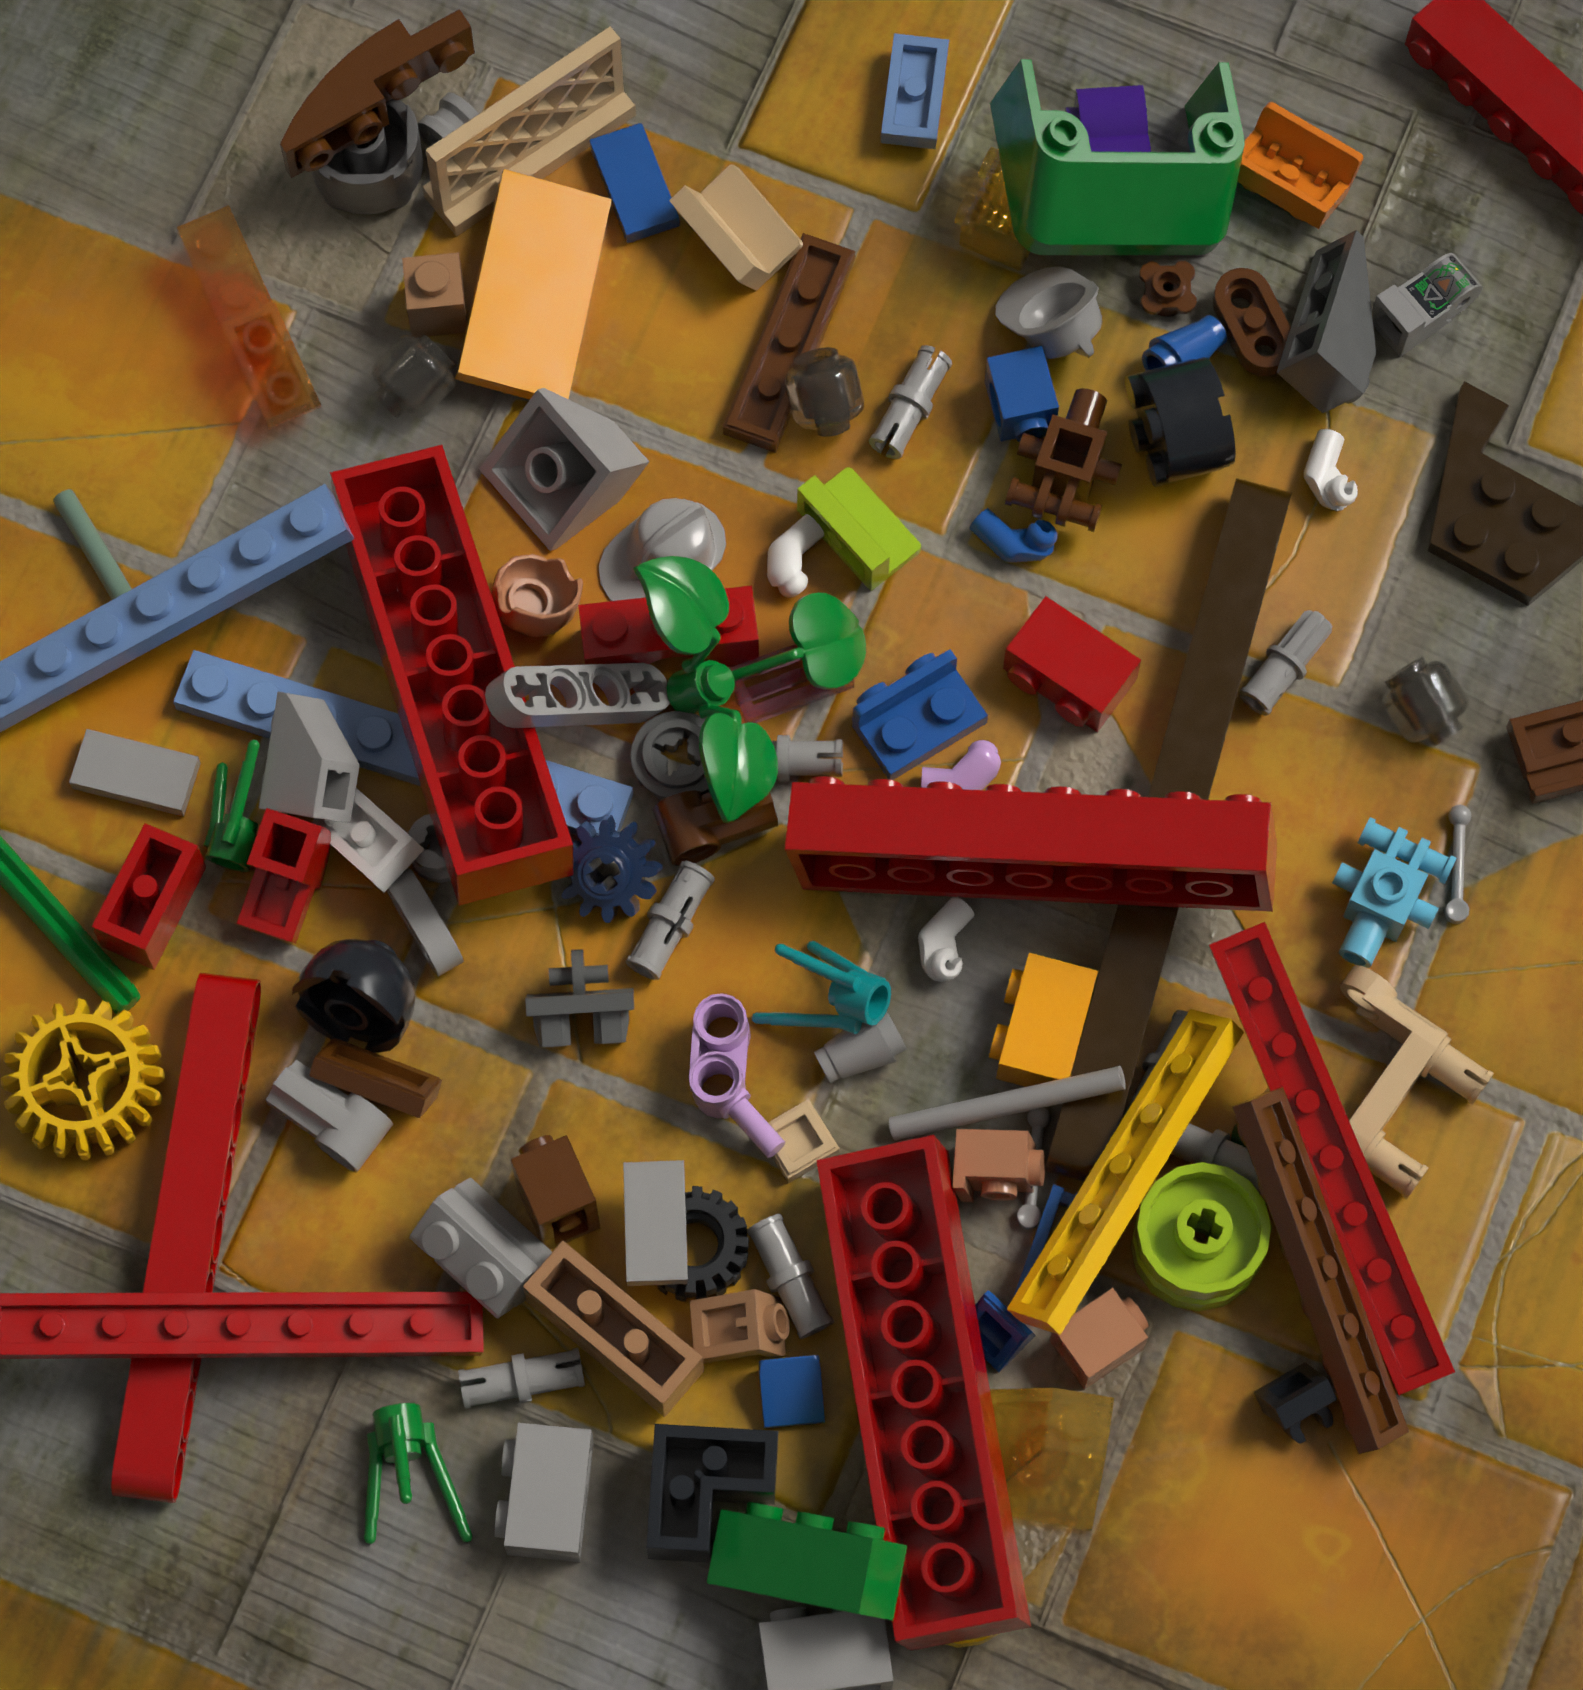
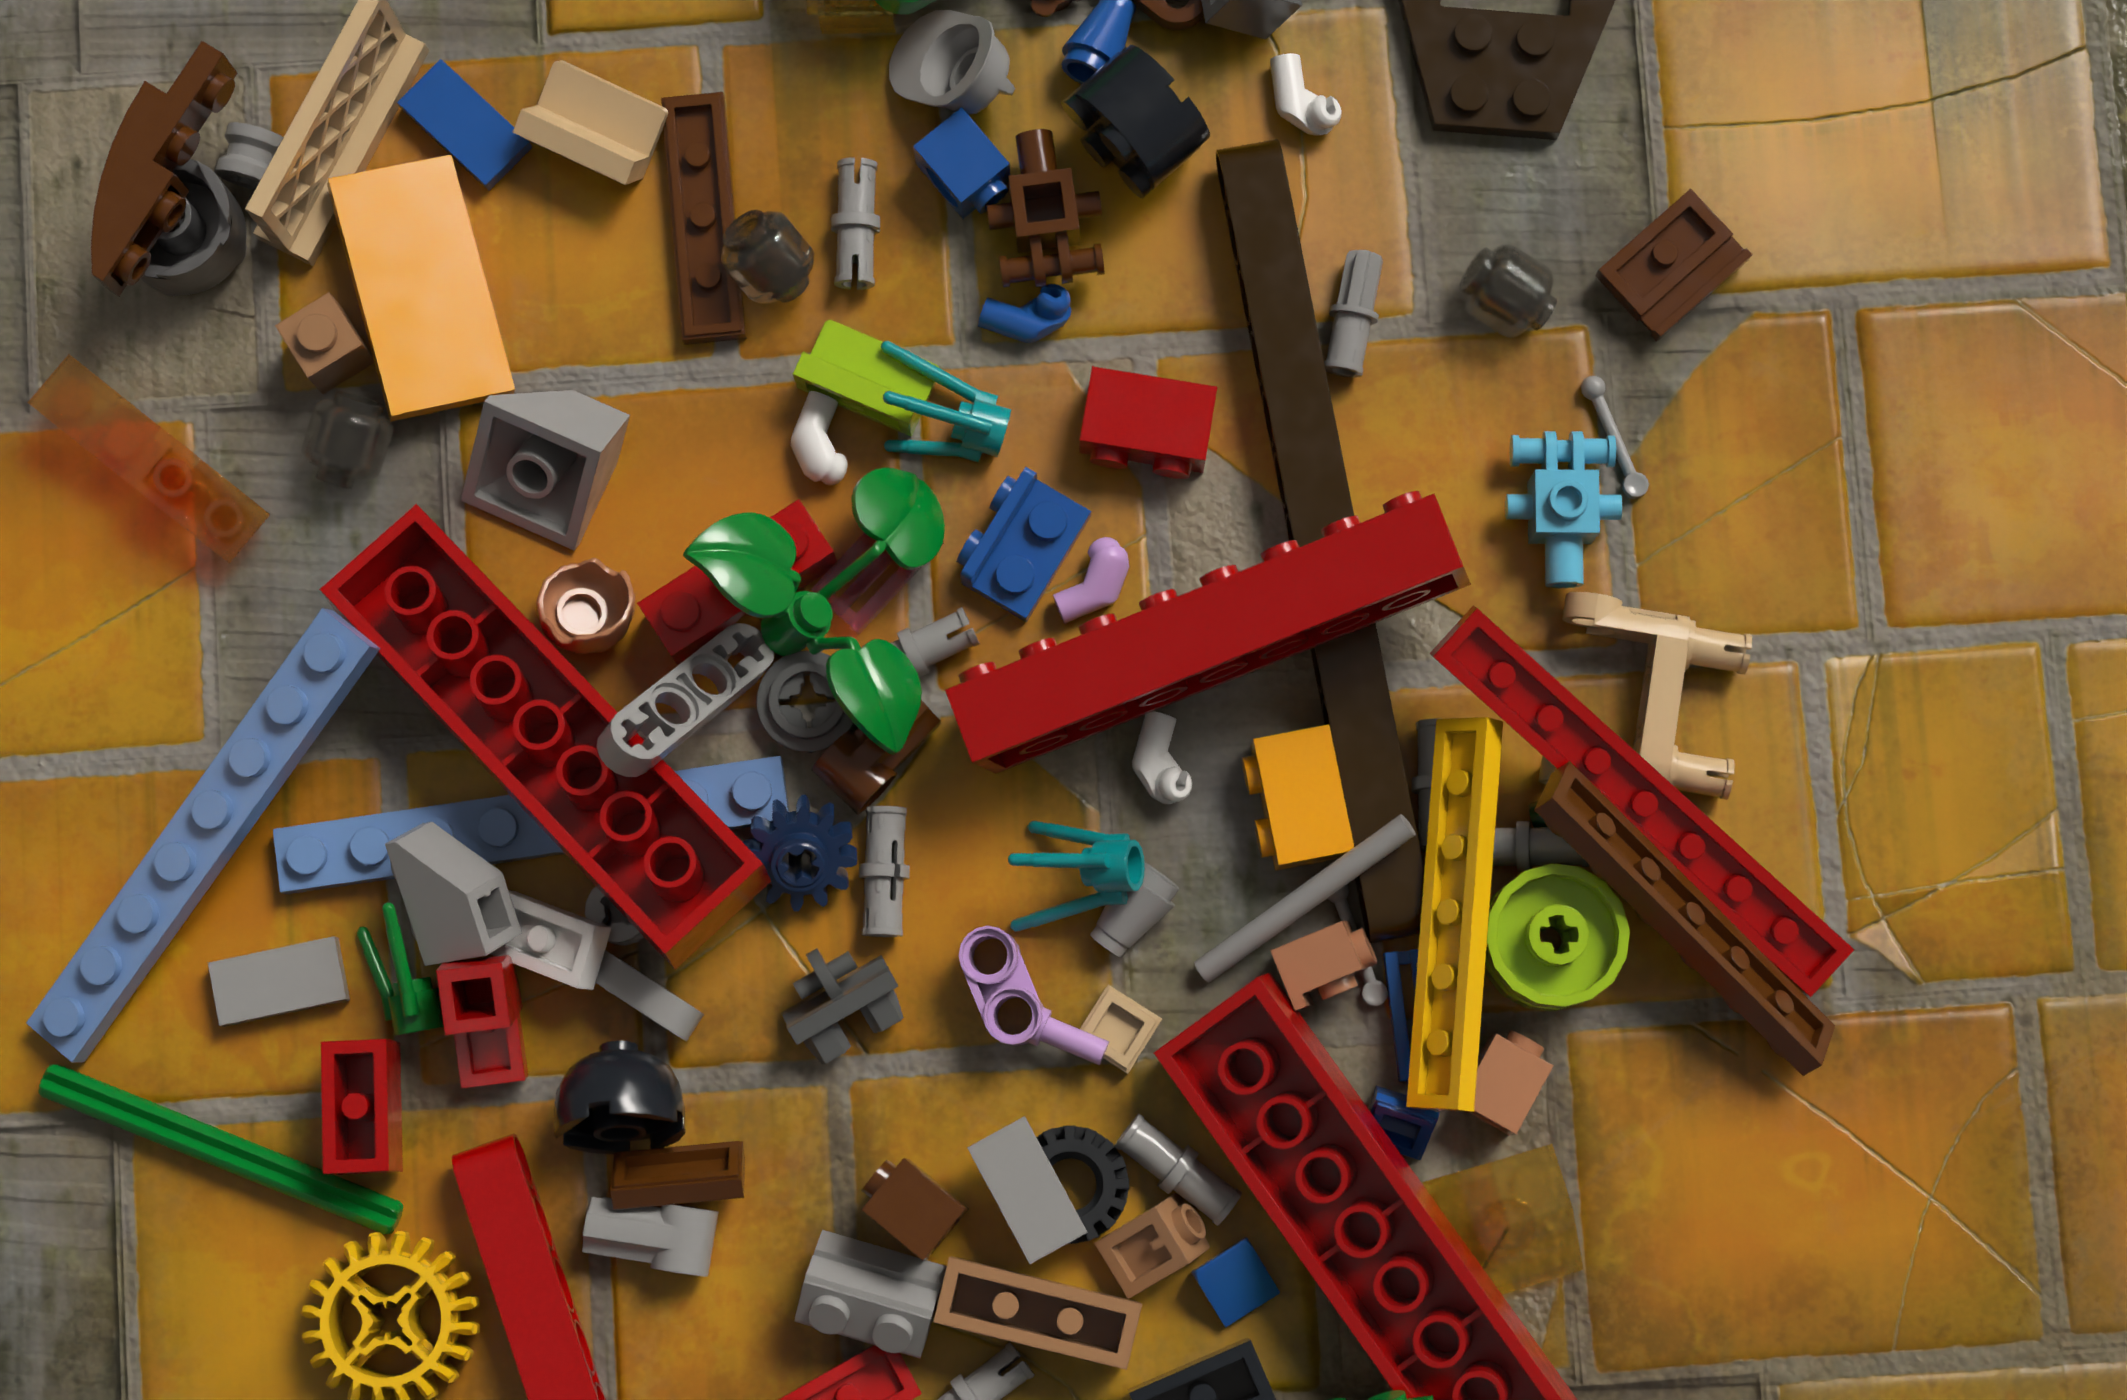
camera: 25 degrees left, 10 degrees up
(91, 543) = (116, 770): sand green bar -> none
(662, 530) = (684, 491): light grey piece -> none
(929, 603) = (977, 424): none -> teal plant
(1295, 1398) = (1717, 1048): black tile -> none

